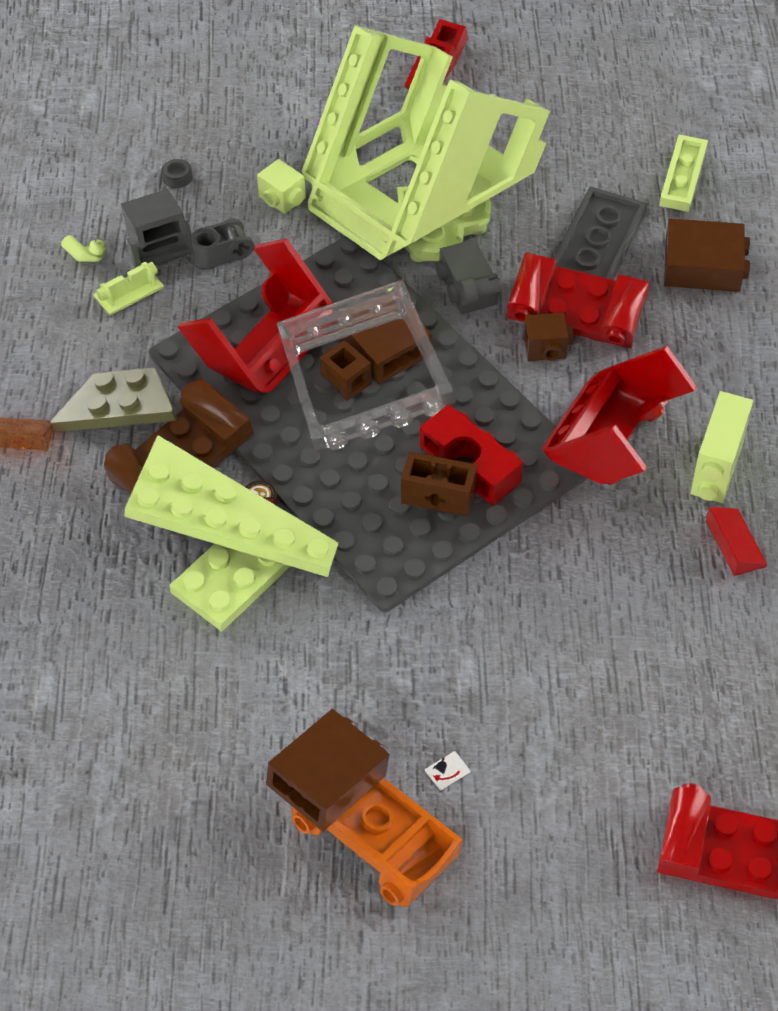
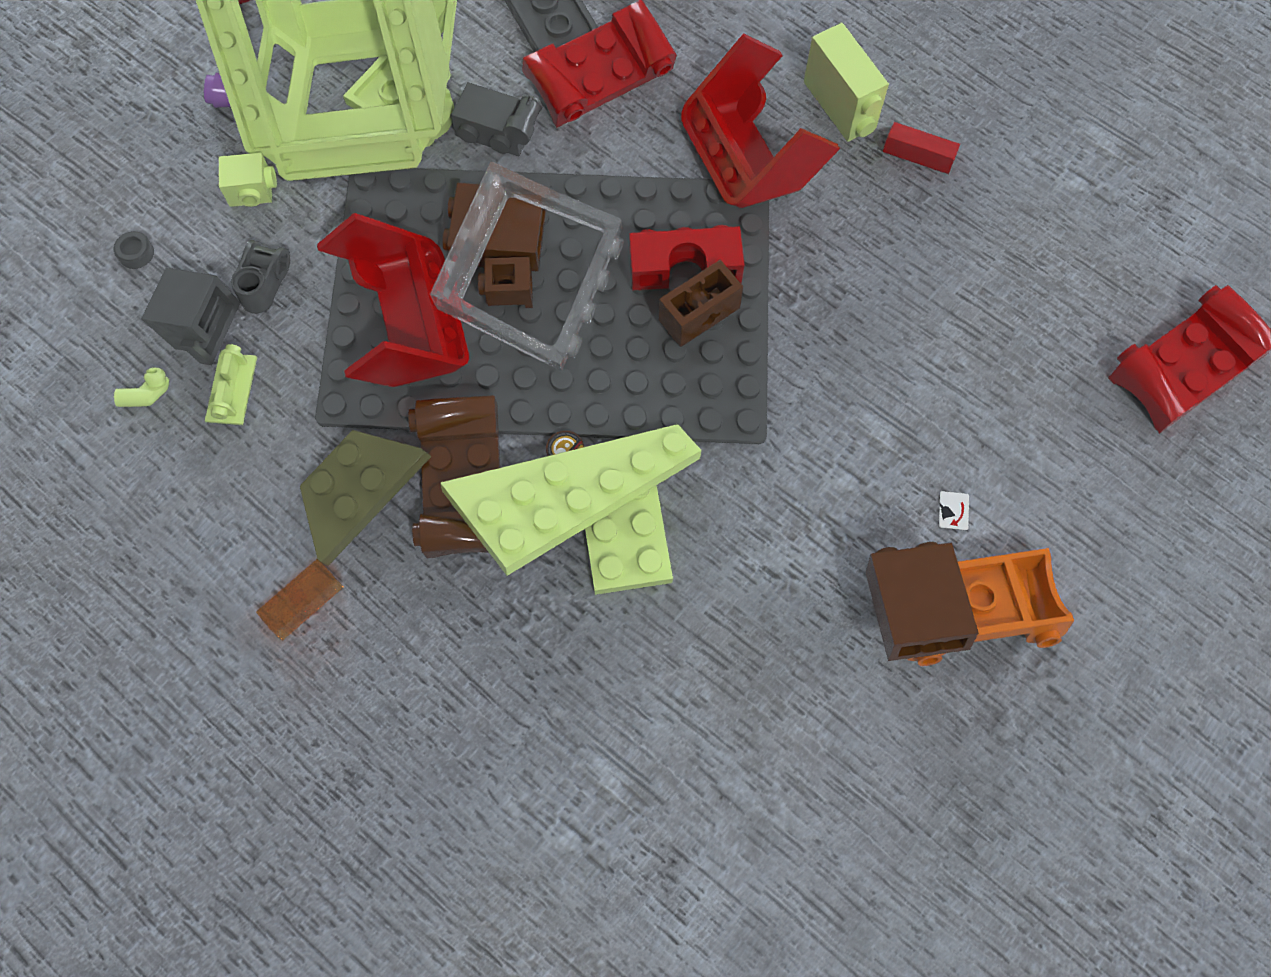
camera: 50 degrees left, 15 degrees up
(547, 336) = (612, 114): reddish brown brick -> none

